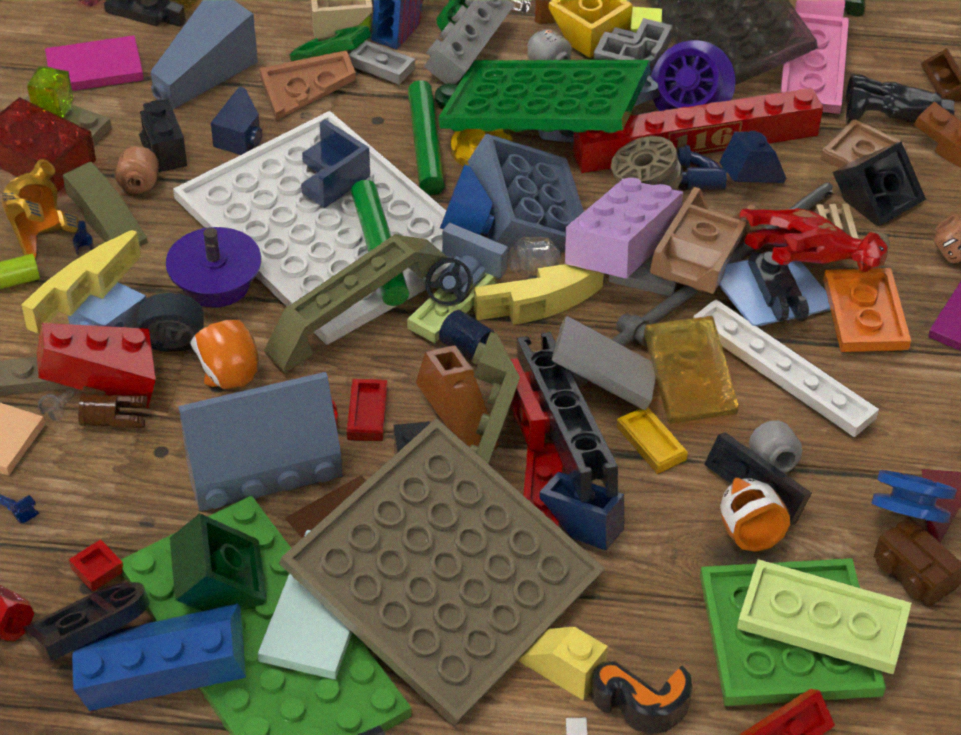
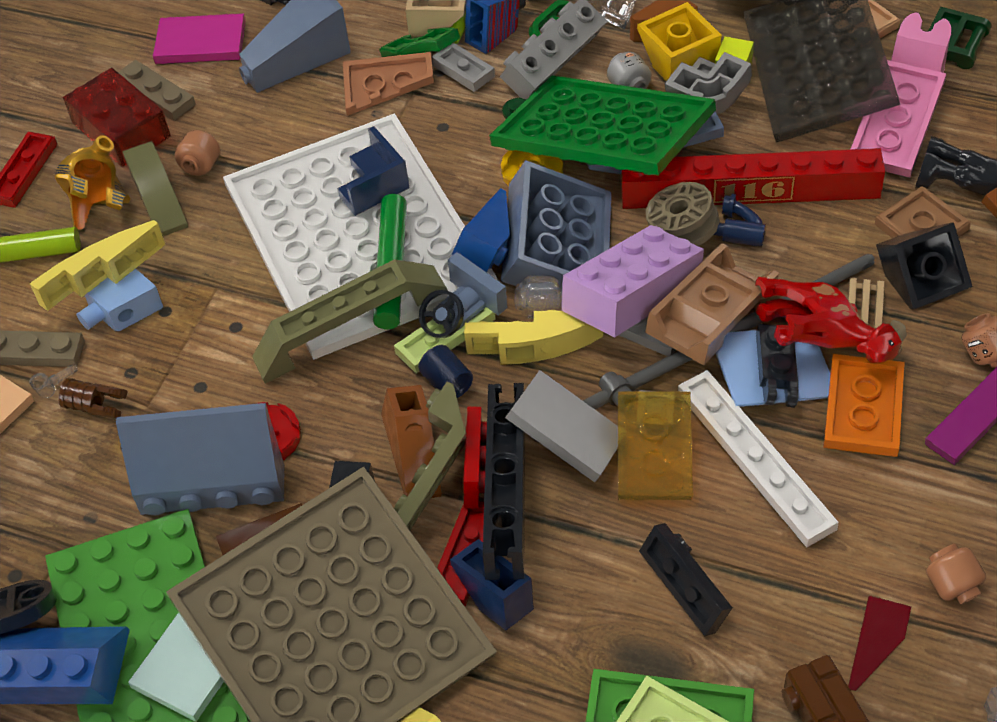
camera: 20 degrees right, 5 degrees up
(51, 90) = (140, 65): clear neon green brick -> none
(82, 238) = (128, 216): clear blue hand -> none
(96, 565) = (25, 556): red plate -> none
(97, 357) = (91, 344): red wedge -> none
(163, 134) = (229, 120): black window -> none
(171, 321) = (169, 317): black wheel -> none
(214, 265) = (228, 263): dark purple piece -> none
(216, 566) = (121, 583): dark green slope -> none
(226, 354) = (210, 357): orange piece -> none
(237, 124) = (304, 116): dark blue slope -> none
(367, 410) = (328, 434): red tile -> none
(426, 138) = (478, 153): green piece -> none
(652, 439) = (595, 514): yellow tile -> none
(693, 76) = (759, 121): dark purple piece -> none
(752, 159) = (793, 220): dark blue slope -> none
(754, 514) = (663, 621): orange piece -> none
(776, 445) = (716, 546): light grey head -> none
(914, 496) = (838, 632): blue wheel -> none

